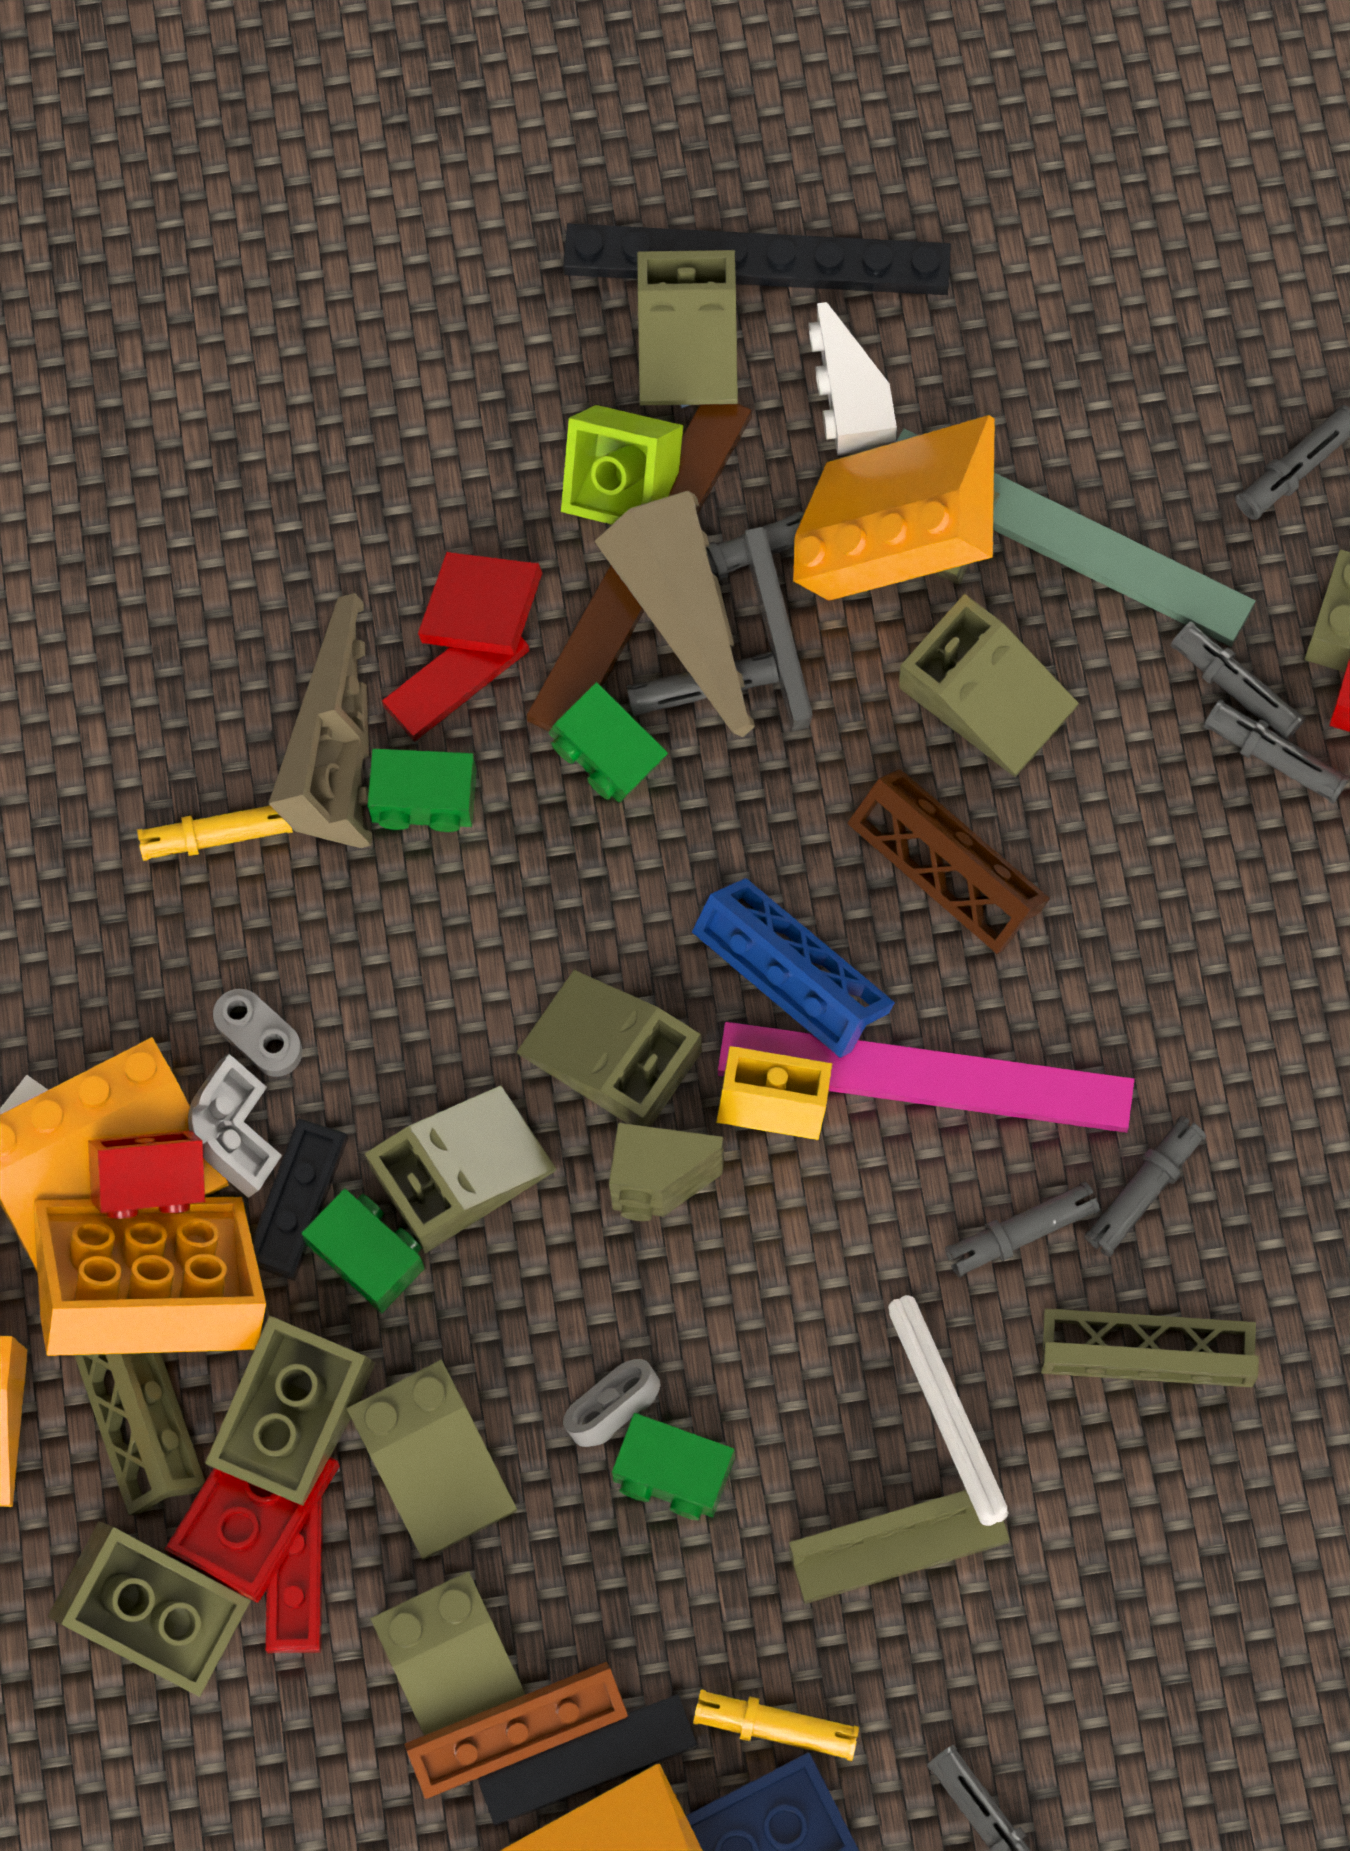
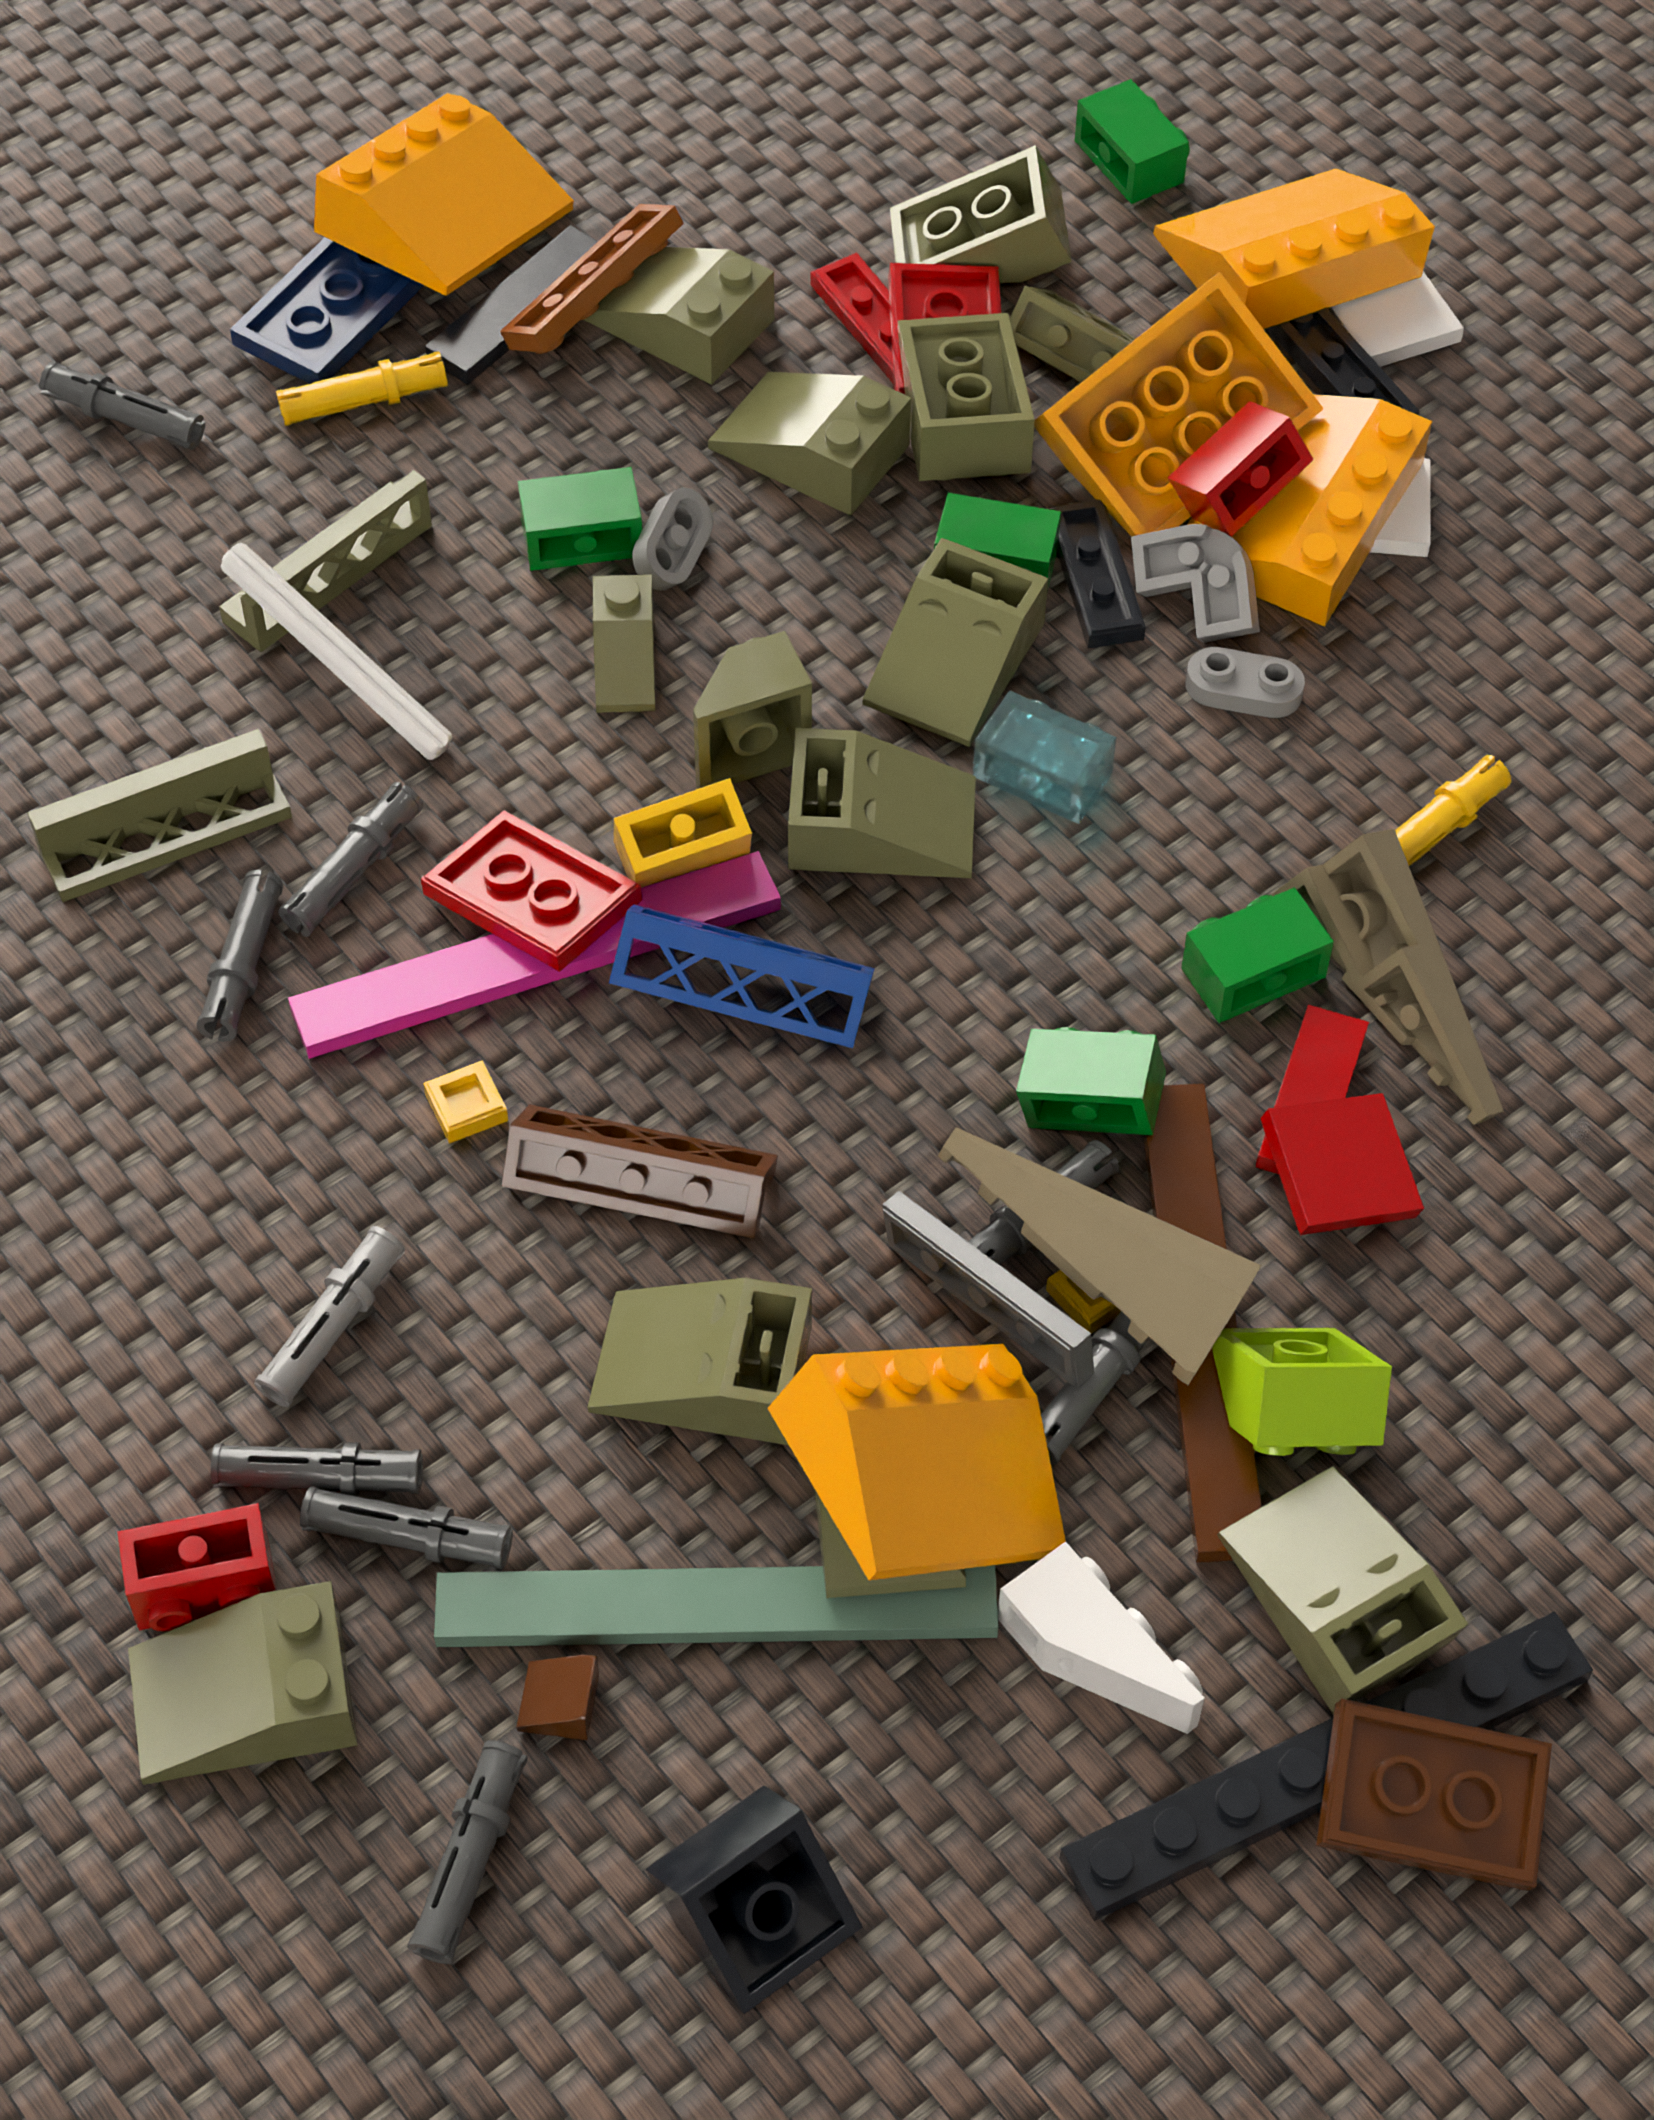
camera: 145 degrees right, 15 degrees down
(457, 1034) = (1044, 756): none -> clear light blue brick
(709, 1316) = (624, 643): none -> olive slope
(715, 198) = (1434, 1795): none -> reddish brown tile
(904, 1122) = (531, 890): none -> tile
(1040, 982) = (465, 1102): none -> yellow tile
(1146, 350) = (755, 1897): none -> black slope
(1195, 528) = (559, 1696): none -> reddish brown slope
(1199, 865) = (346, 1294): none -> light grey pin

